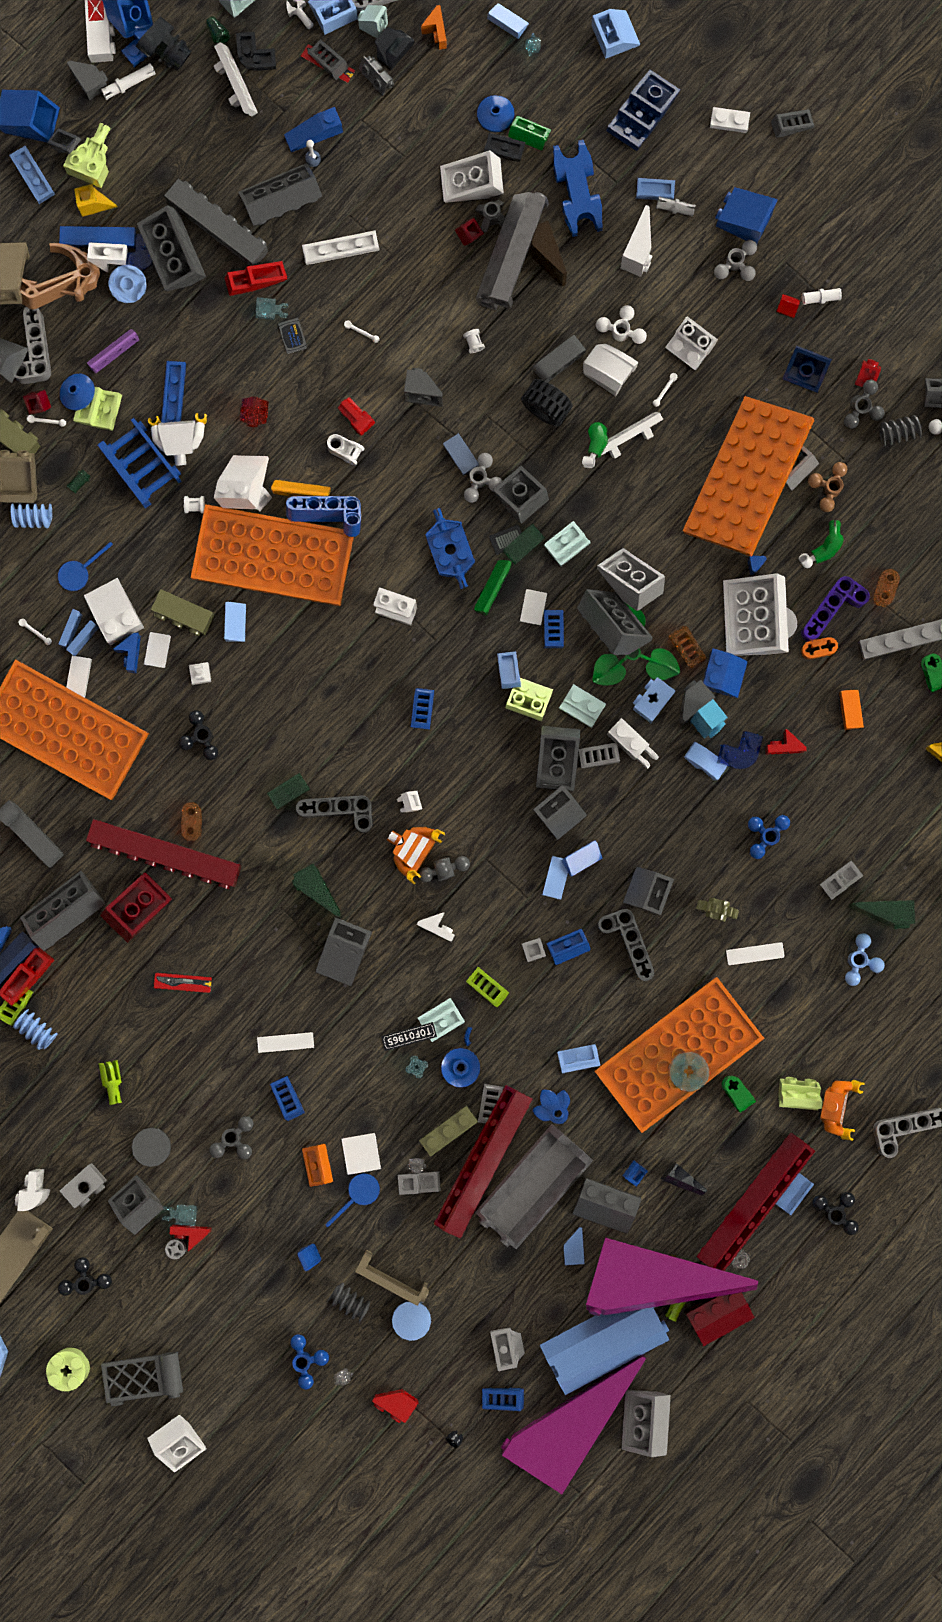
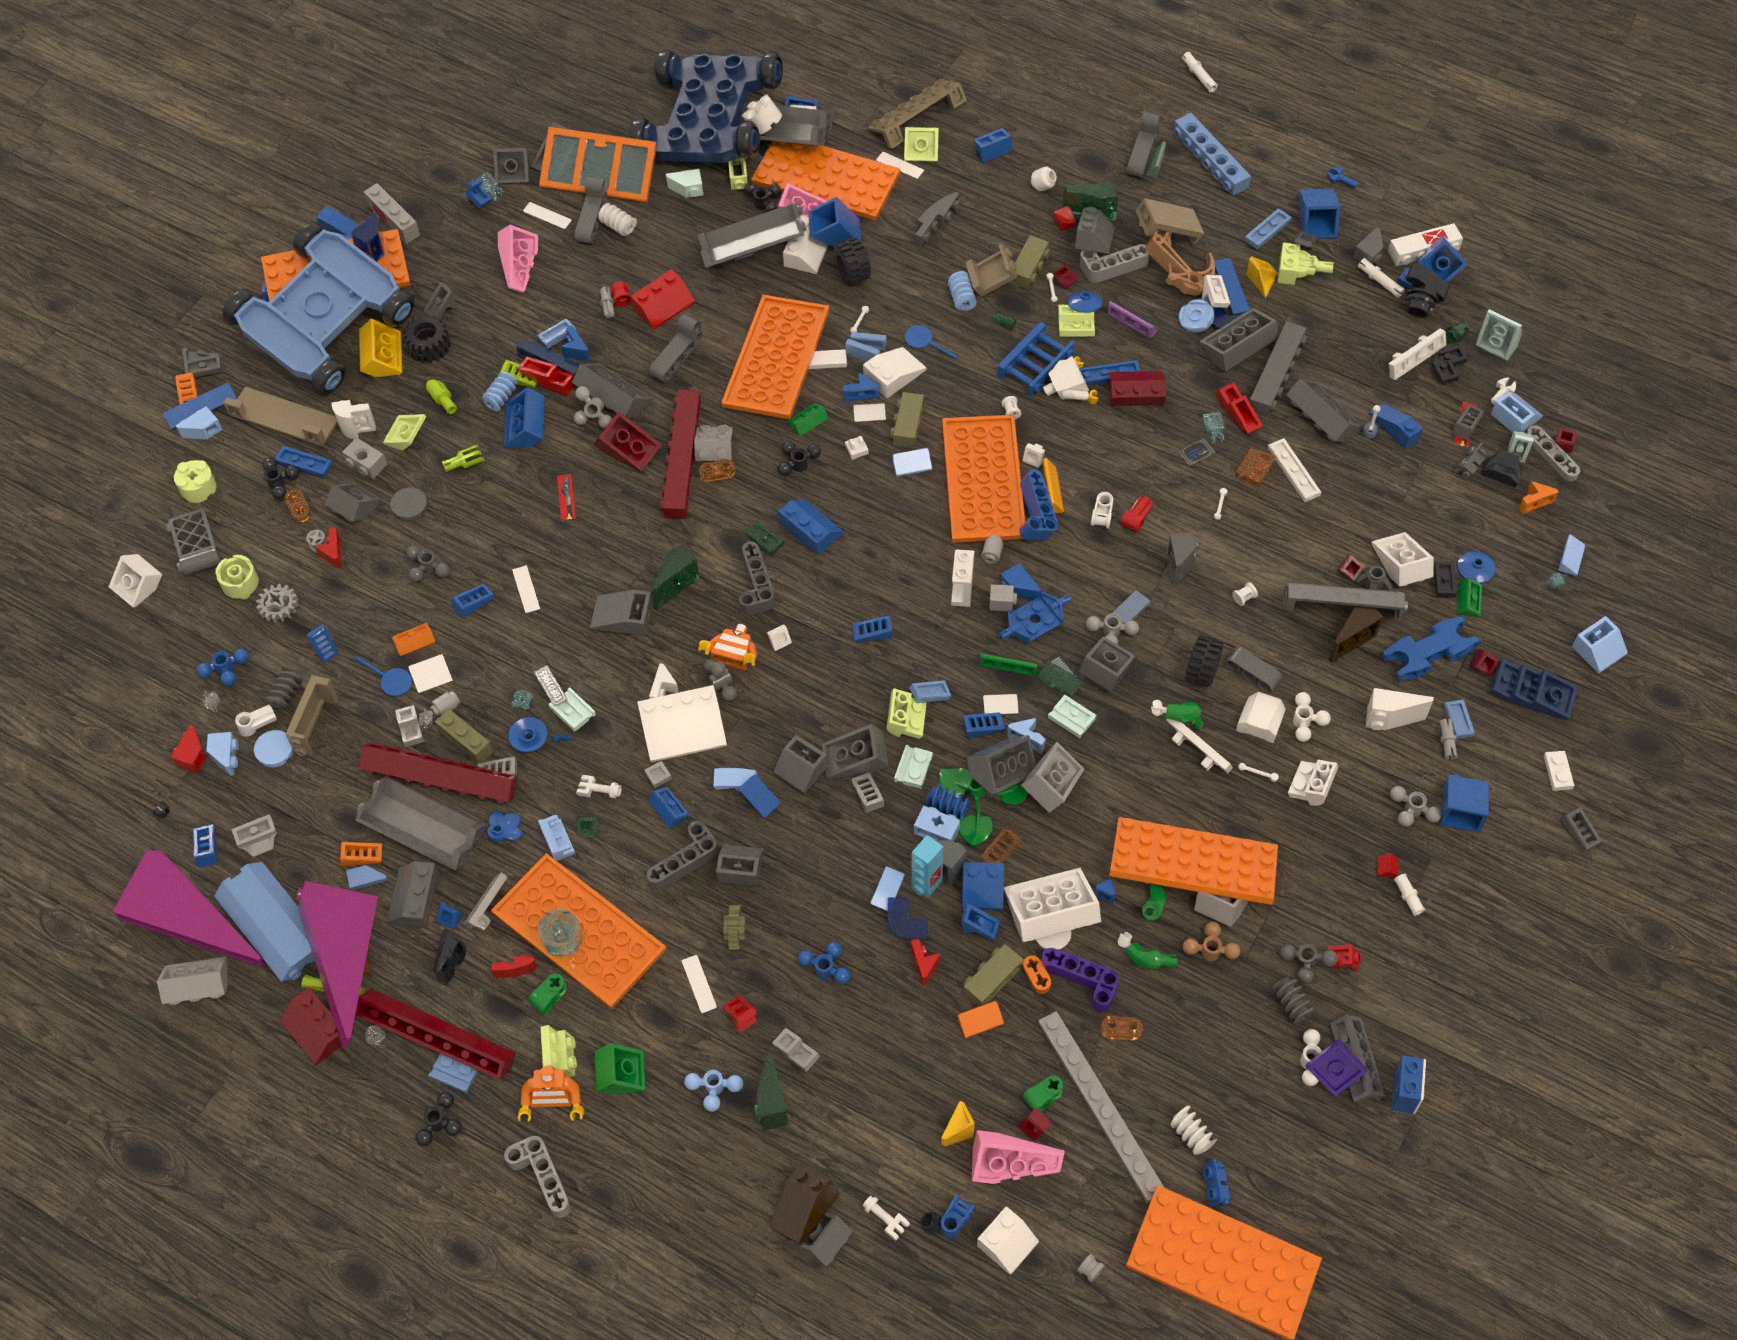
camera: 75 degrees right, 25 degrees down
(21, 1092) = (441, 395): none -> lime arm
(57, 1138) = (404, 431): none -> yellowish green slope
(69, 1251) = (304, 461): none -> blue plate
(77, 1010) = (524, 419): none -> blue slope
(86, 934) = (581, 417): none -> light grey piece
(125, 1263) = (297, 507): none -> clear orange plate
(150, 714) = (808, 419): none -> green slope
(157, 817) = (713, 443): none -> light grey bracket
(184, 1214) = (350, 541): clear light blue plate -> none
(192, 1336) = (237, 577): none -> yellowish green brick
(203, 370) = (1137, 388): none -> dark red slope
(241, 482) = (1041, 433): white slope -> none
(248, 1306) = (277, 603): none -> light grey gear
(254, 411) = (1116, 436): clear red brick -> none
(284, 741) = (809, 525): none -> blue slope
(328, 284) = (1255, 466): none -> clear orange plate
(361, 569) = (992, 549): none -> light grey brick
(376, 1332) = (255, 719): none -> white piece
(404, 1371) = (222, 750): none -> light blue slope
(405, 1144) = (444, 702): none -> light grey brick
(408, 553) = (1022, 582): none -> blue slope
(422, 574) = (1002, 598): none -> light grey brick
(485, 916) = (682, 723): none -> white slope
(501, 996) = (607, 754): lime slope -> none
(529, 1017) = (587, 788): none -> white hinge
(543, 1265) = (360, 860): none -> orange slope
(571, 1027) = (587, 826): none -> clear green slope
(574, 594) = (1026, 728): none -> light blue slope
(602, 144) = (1484, 662): none -> dark red slope
(631, 681) = (948, 802): none -> blue piece
(631, 742) = (888, 813): white hinge -> none
(643, 1147) = (477, 917): none -> light grey hinge
(703, 1113) = (520, 966): none -> red slope
(761, 685) = (980, 922): none -> blue slope
(782, 526) = (1156, 903): none -> green arm
(796, 922) = (740, 1013): none -> red slope
(806, 369) = (1326, 895): dark blue slope -> none
(814, 687) = (992, 975): none -> olive brick
(827, 1041) = (619, 1070): none -> green slope

